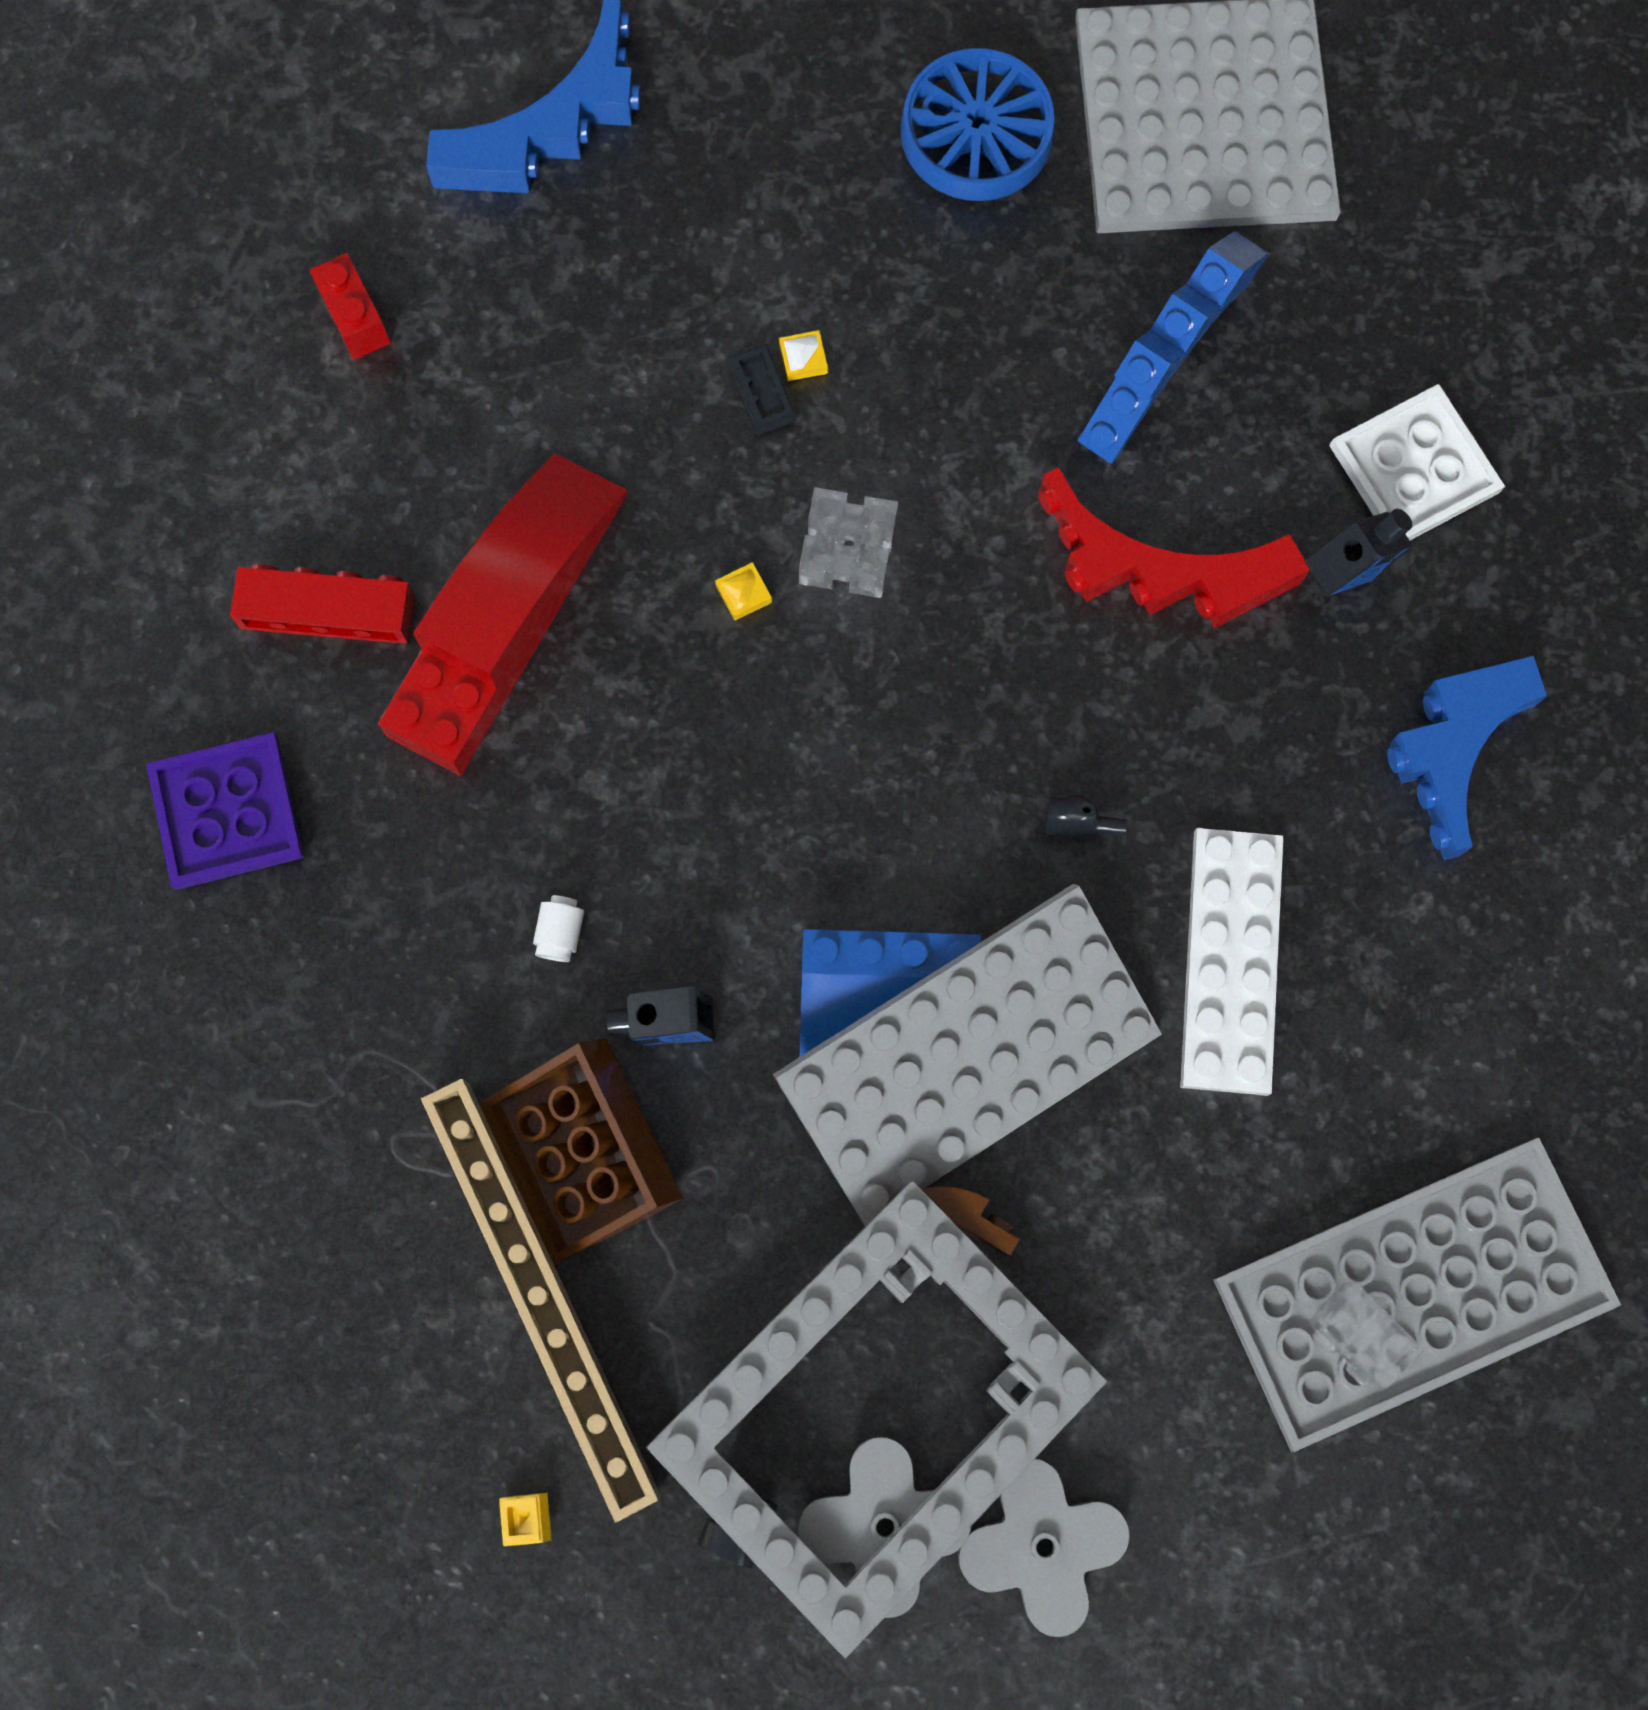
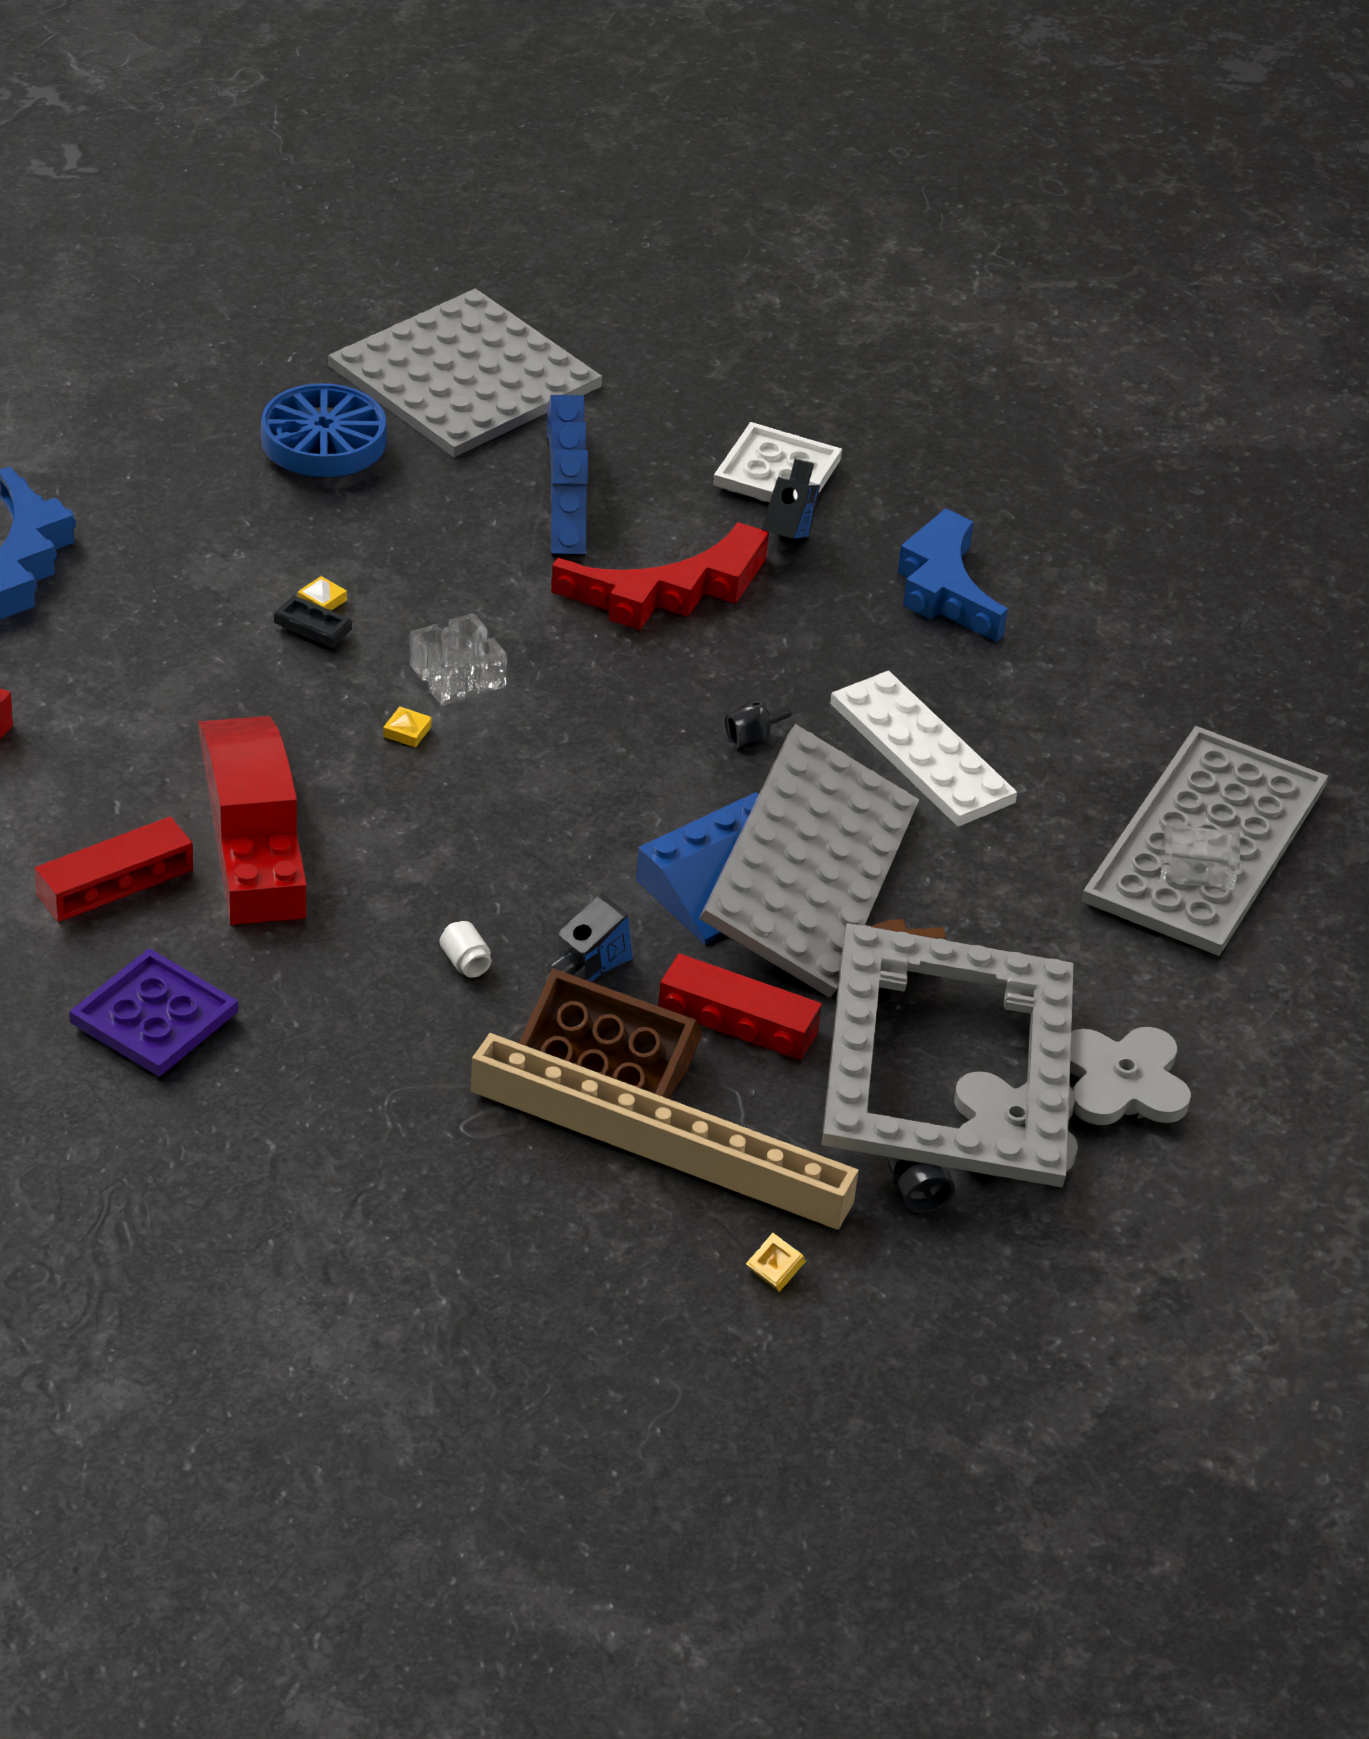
camera: 40 degrees left, 35 degrees down
(750, 1186) = (740, 1006): none -> red brick

